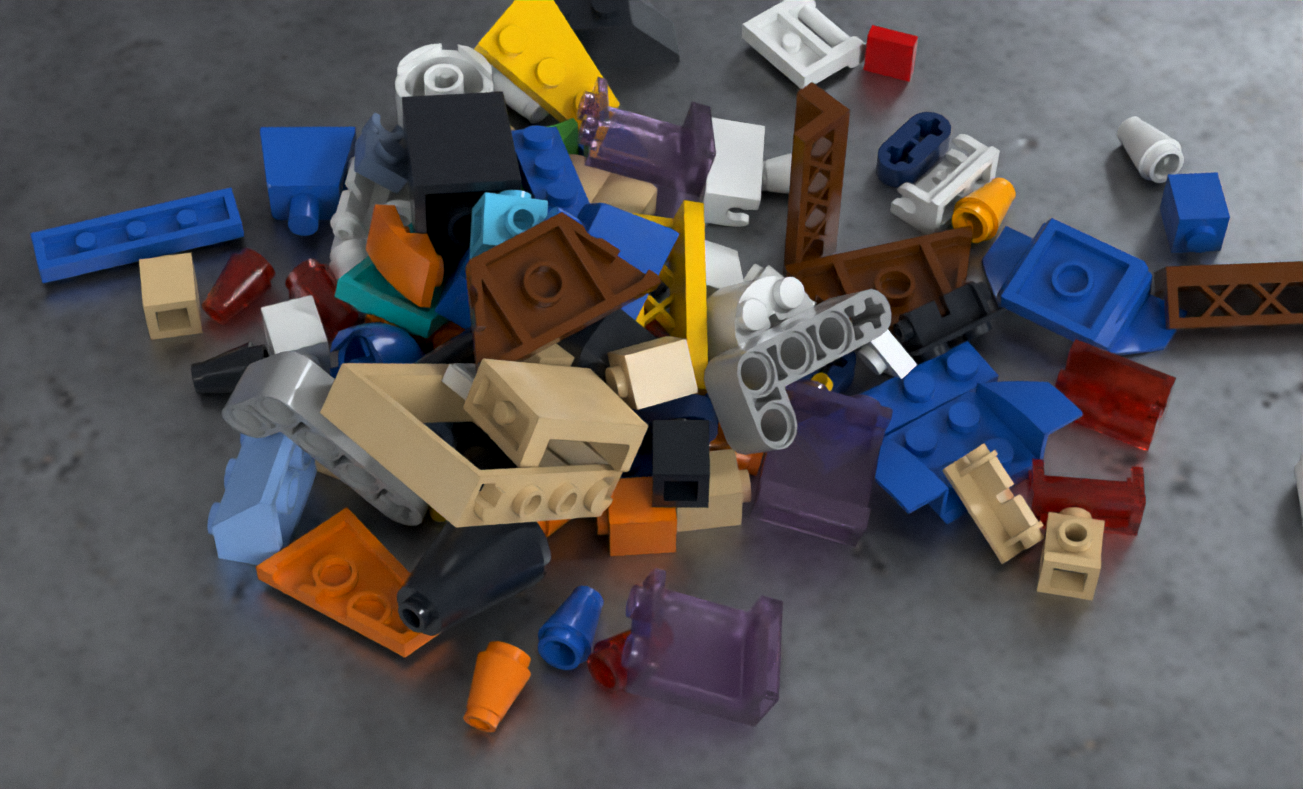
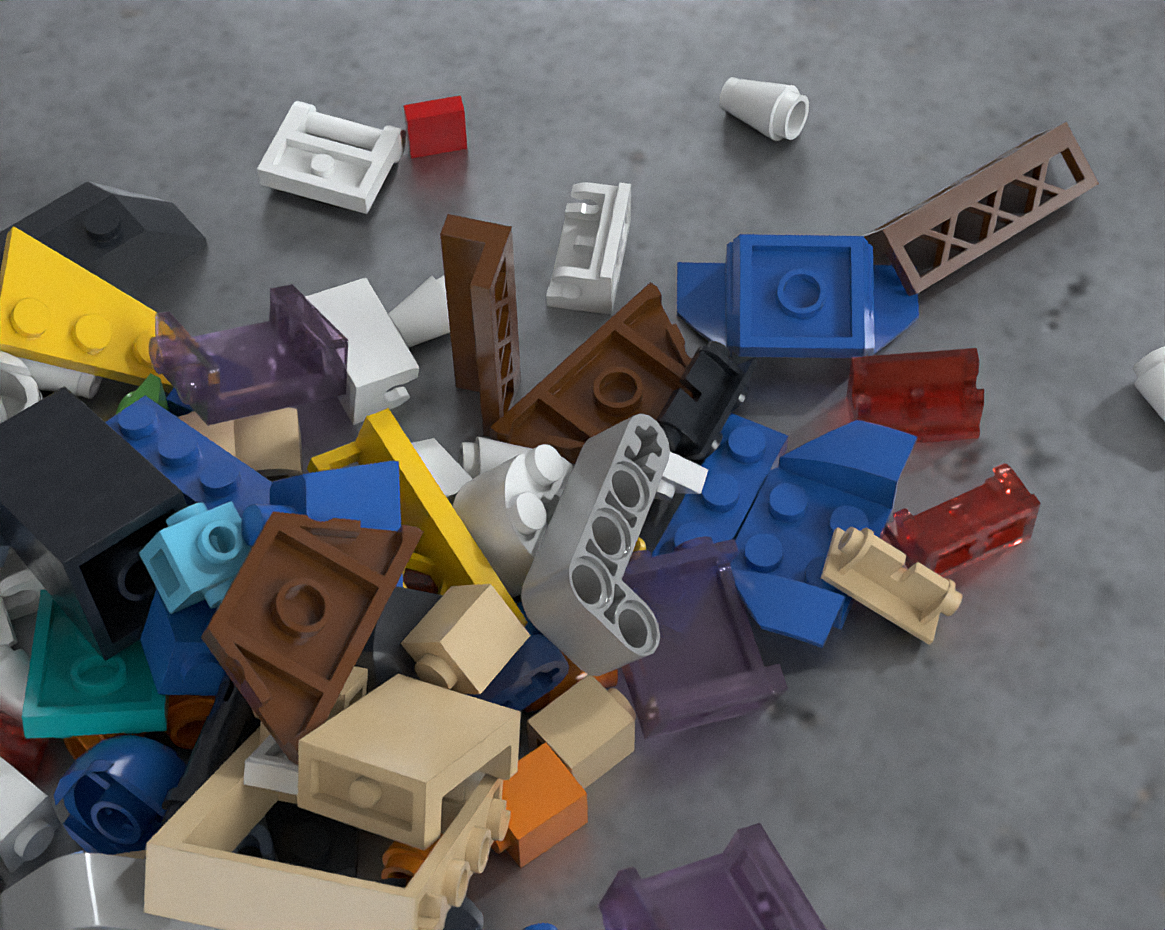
camera: 30 degrees left, 5 degrees up
(404, 257) = (84, 652): orange slope -> none
(680, 463) = (559, 726): black brick -> none
(906, 143) = (539, 225): dark blue beam -> none
(984, 209) = (648, 255): light orange cone -> none
(1075, 545) = (997, 596): tan brick -> none
(1194, 212) = (857, 155): blue brick -> none

